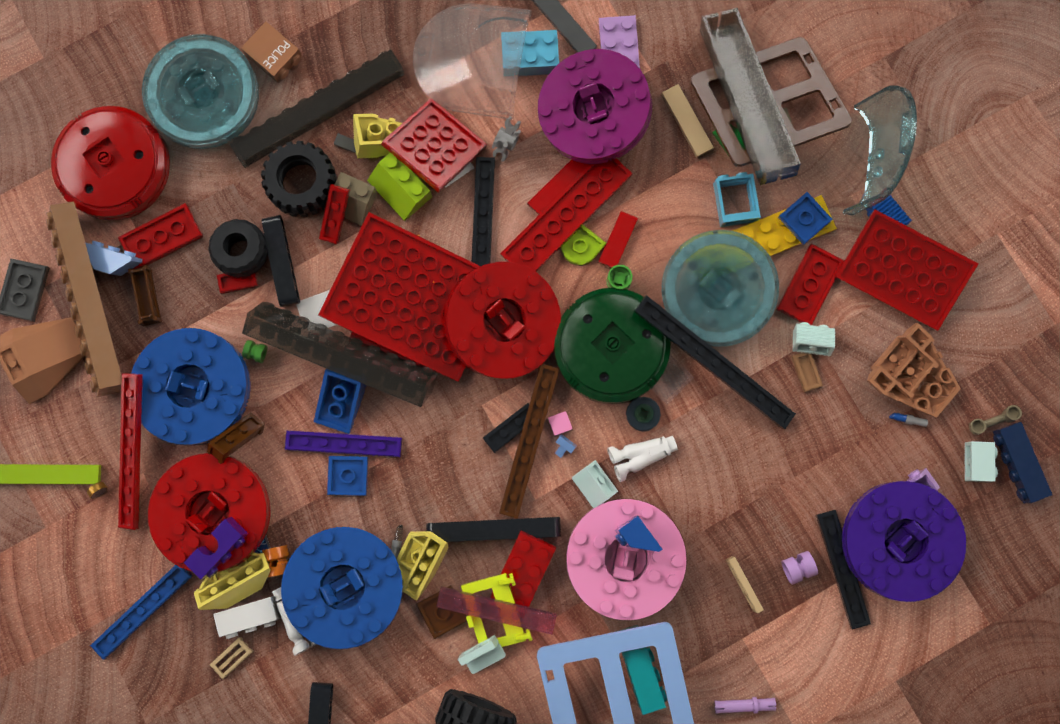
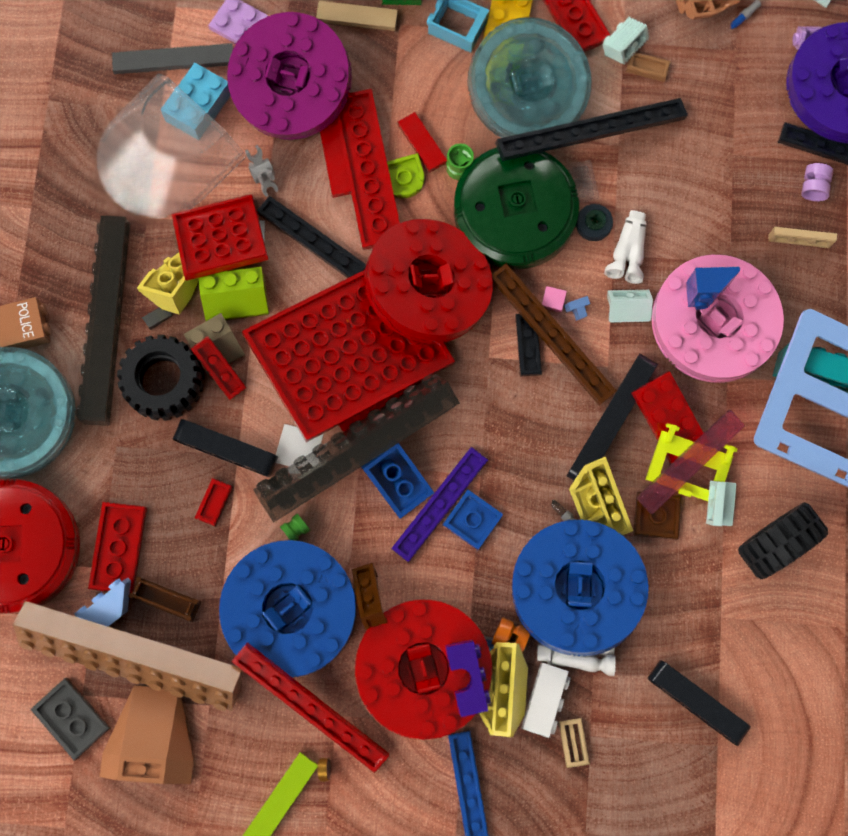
camera: 60 degrees left, 5 degrees down
(226, 236) = (167, 469): black tyre -> none

